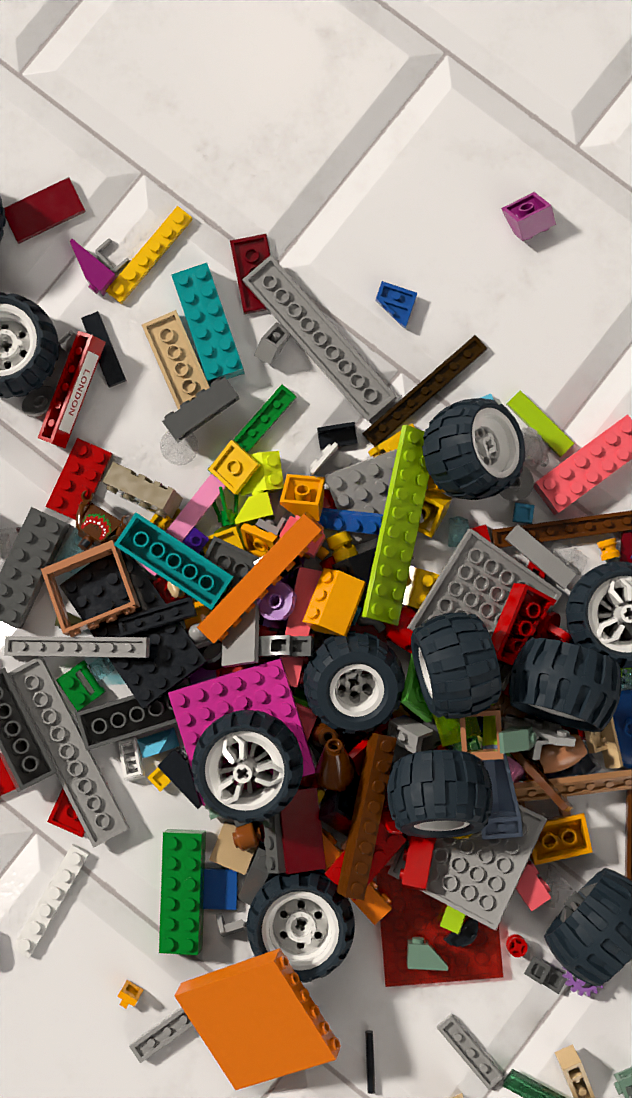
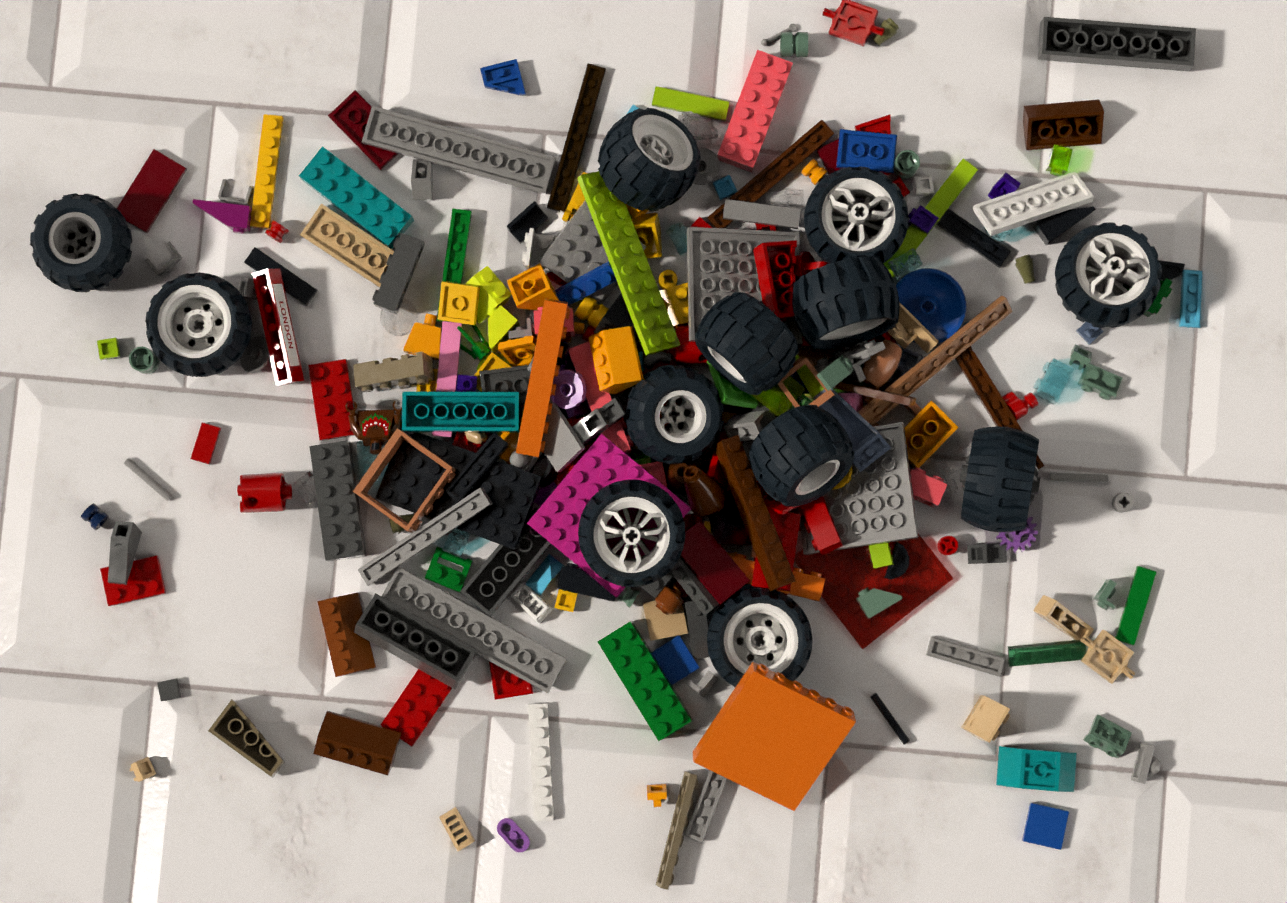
camera: 40 degrees left, 0 degrees up
(19, 281) = (168, 266): none -> light grey piece
(121, 1041) = (678, 823): none -> dark tan plate
(124, 310) = (276, 231): none -> red wheel
(187, 478) = (425, 338): none -> light orange torso
(421, 560) = (667, 282): none -> yellow wheel

